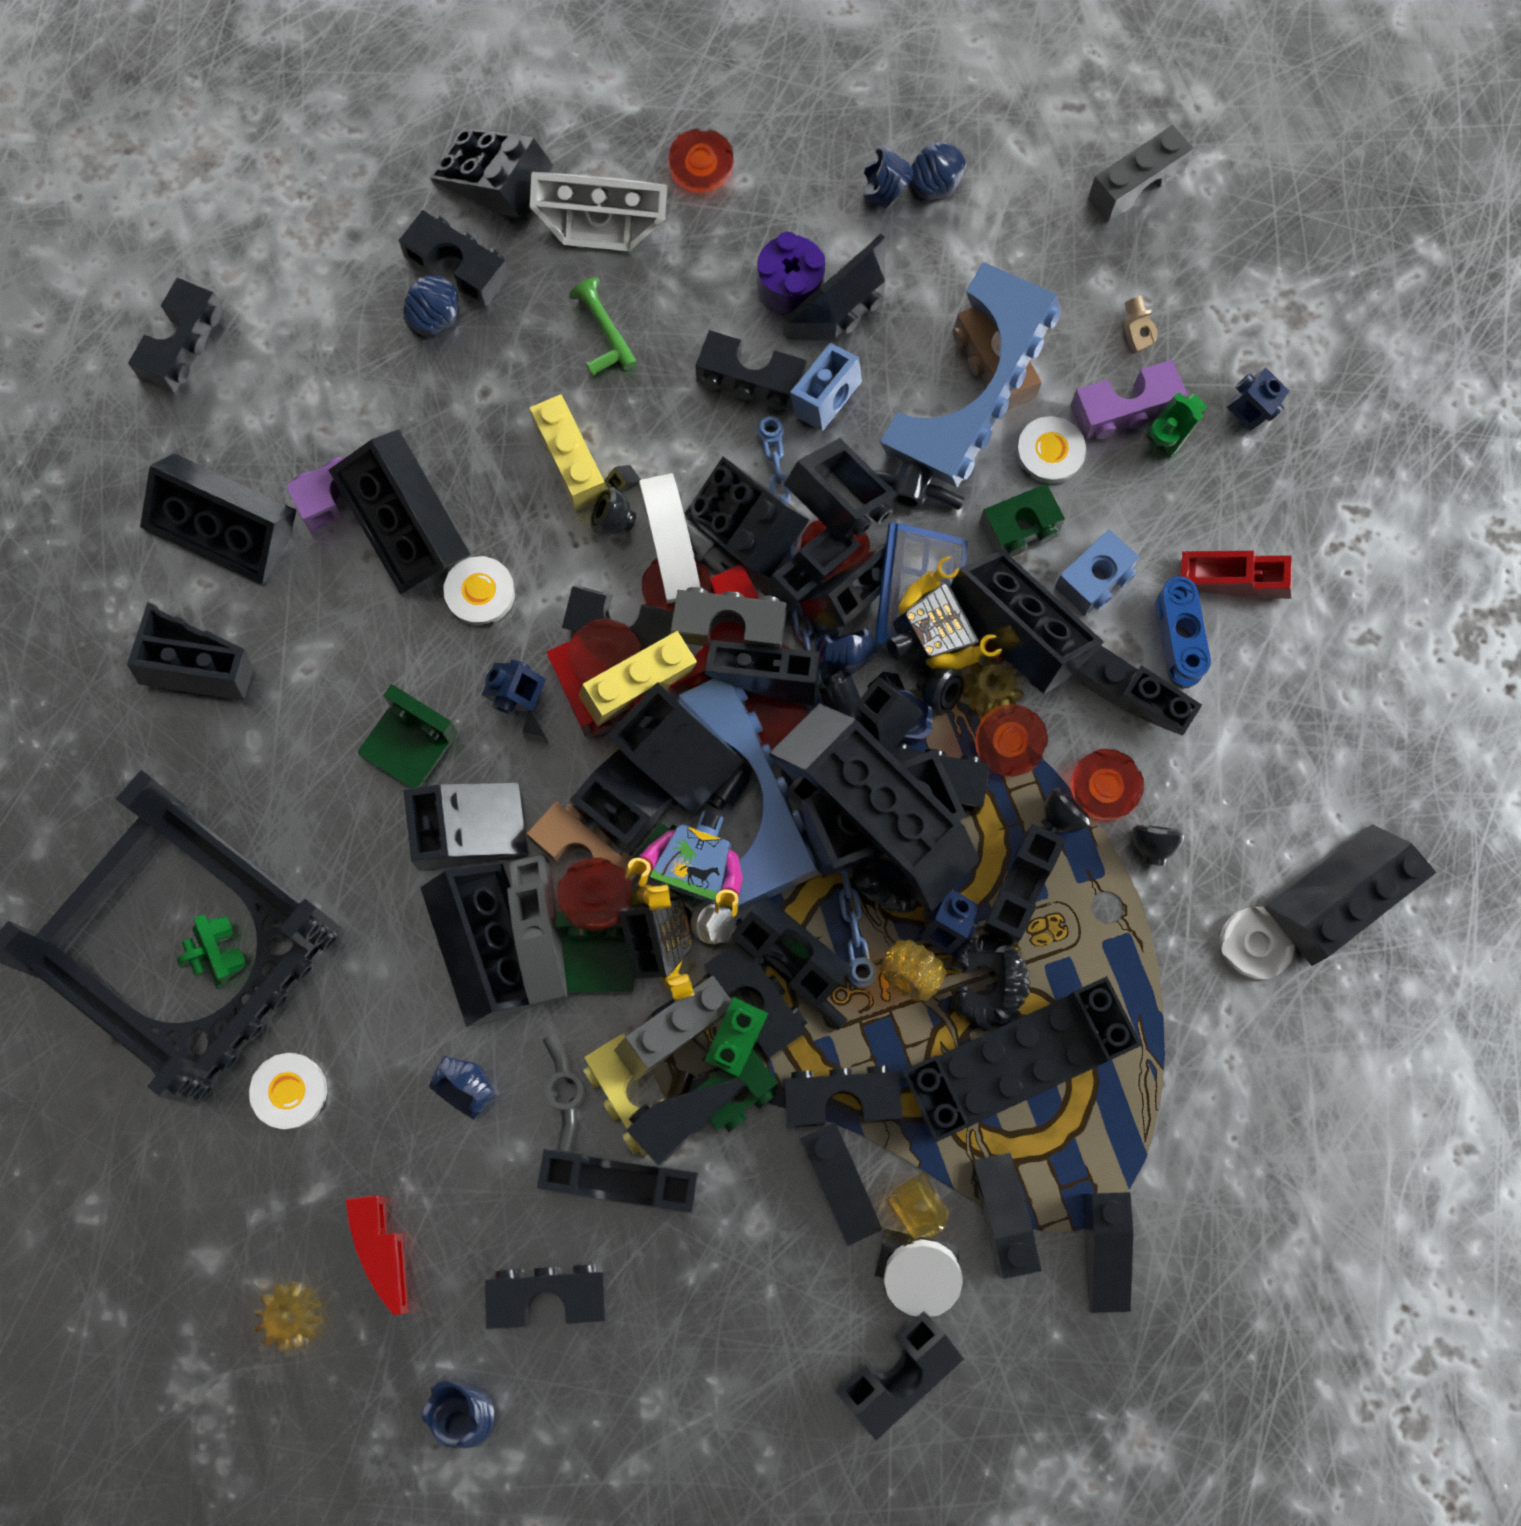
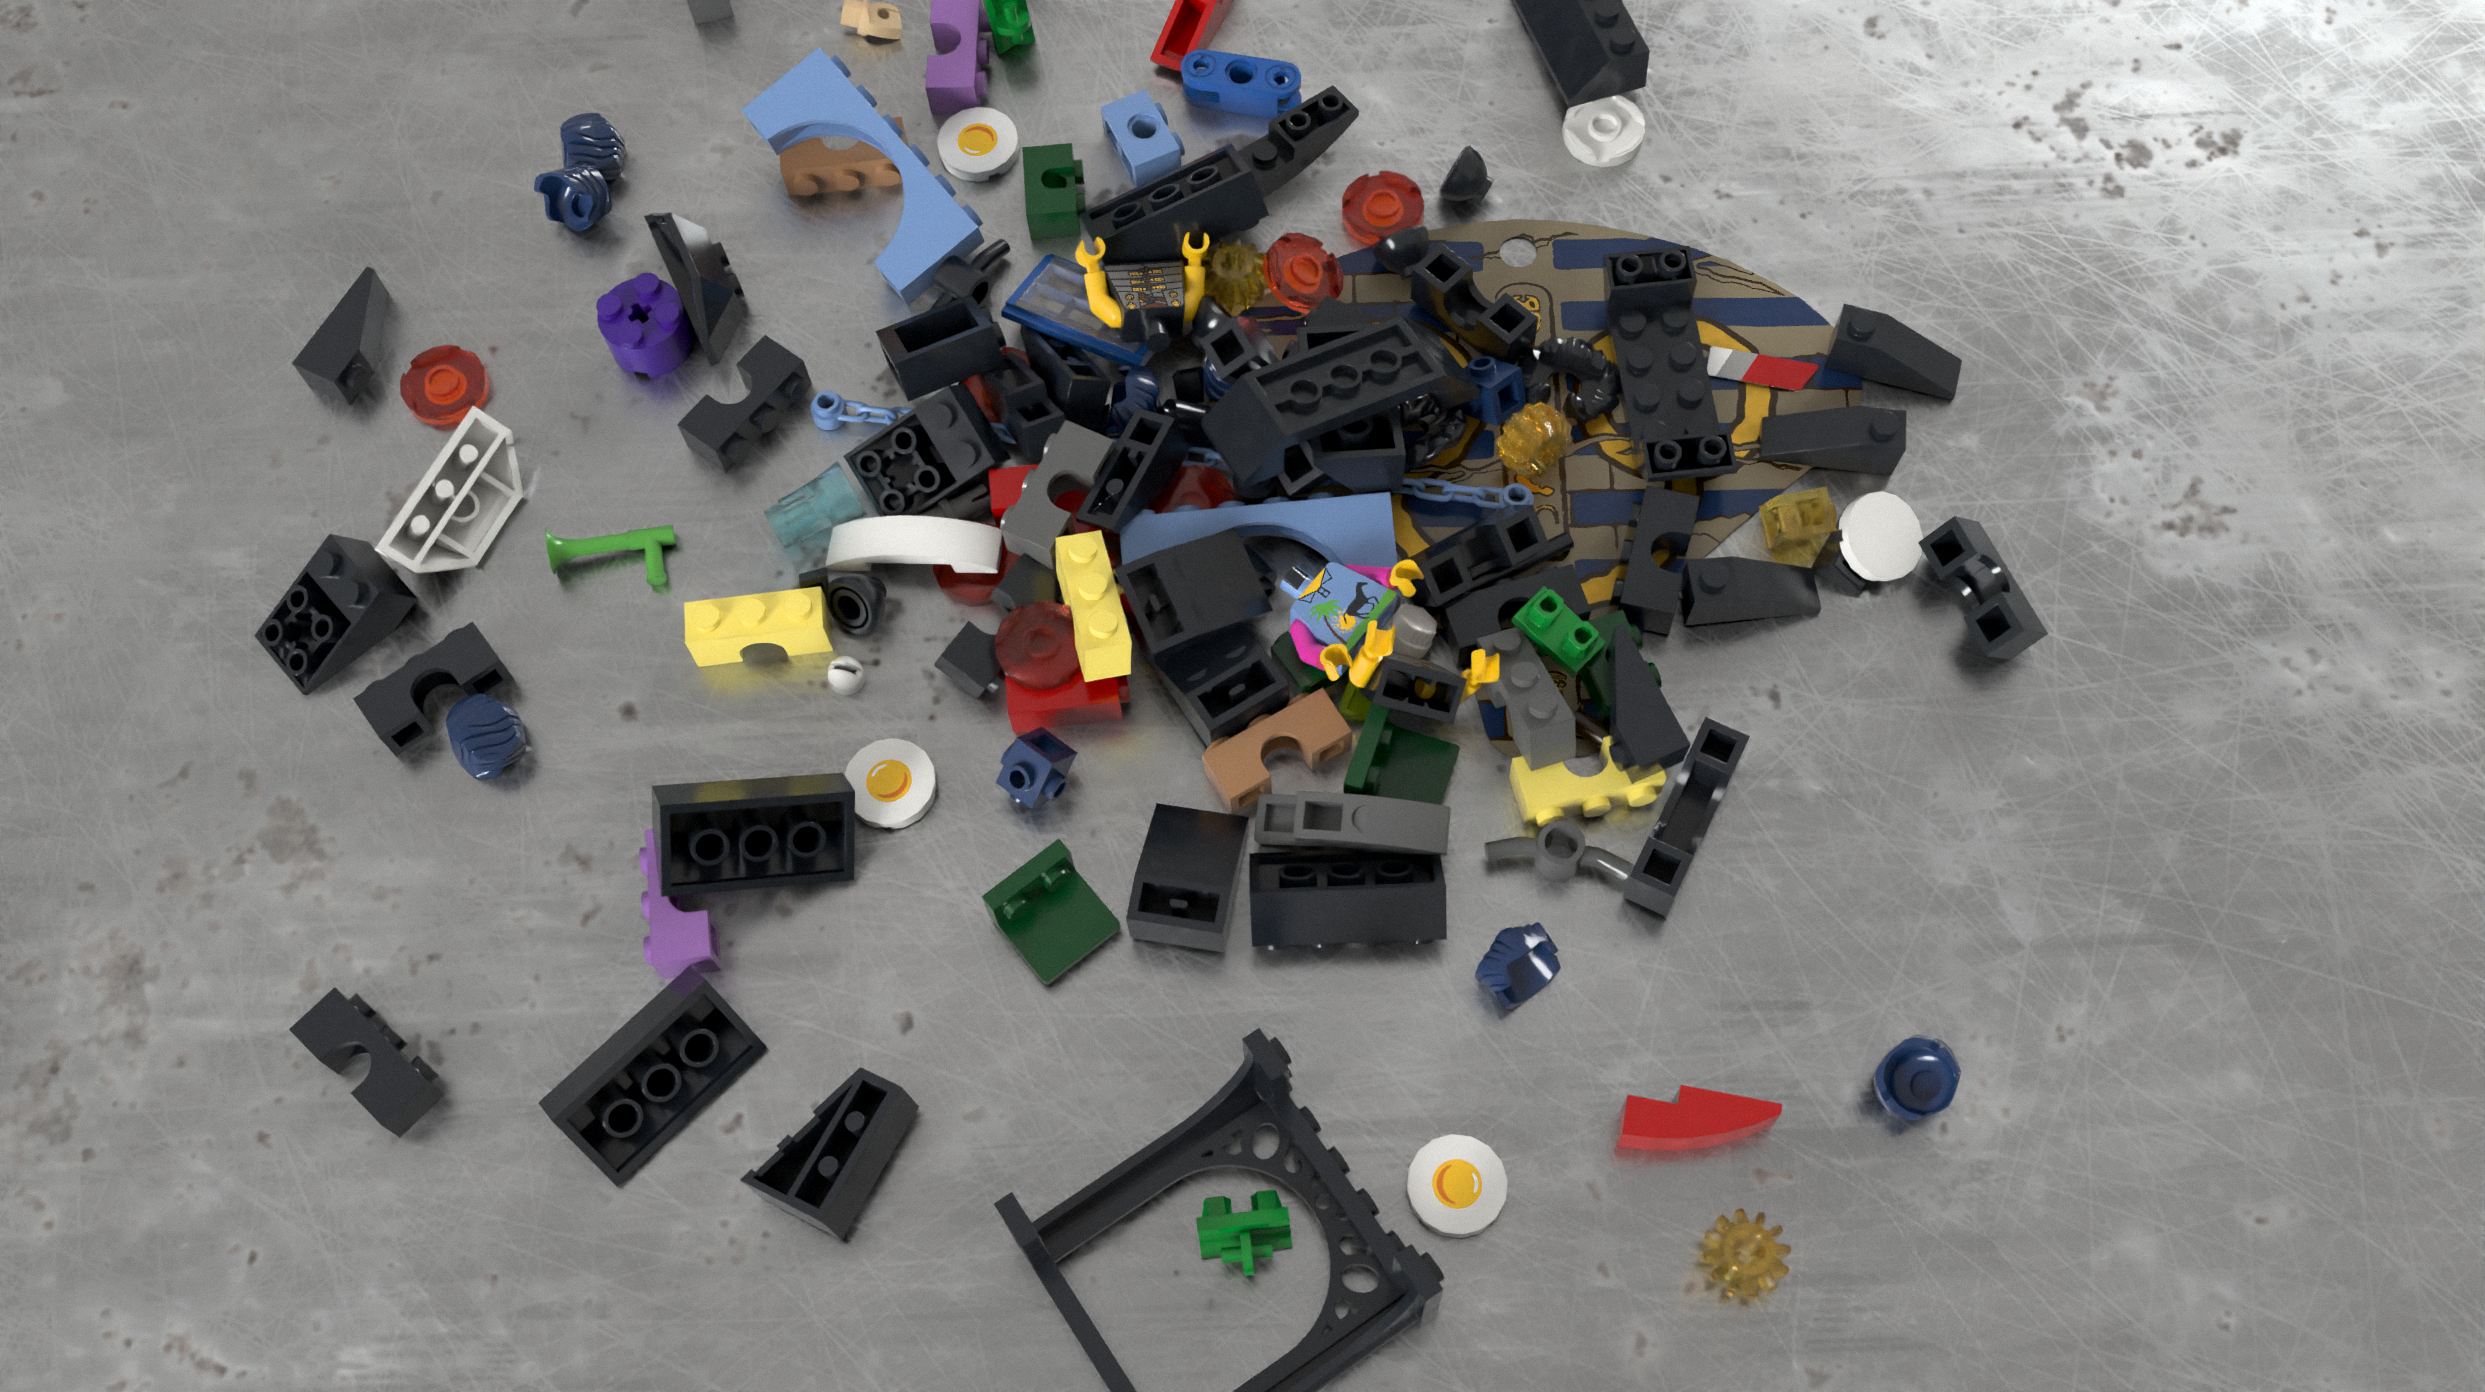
camera: 65 degrees left, 10 degrees down
(511, 1296) = (1791, 979): black arch -> none
(532, 729) = (1094, 767): black piece -> none
(564, 527) = (844, 681): none -> white hinge
(594, 893) = (1337, 734): clear red tile -> none
(679, 455) = (815, 507): none -> clear light blue plant
(706, 80) = (347, 344): none -> black slope
(826, 386) = (805, 327): medium blue brick -> none
(1061, 1139) = (1759, 368): none -> sticker

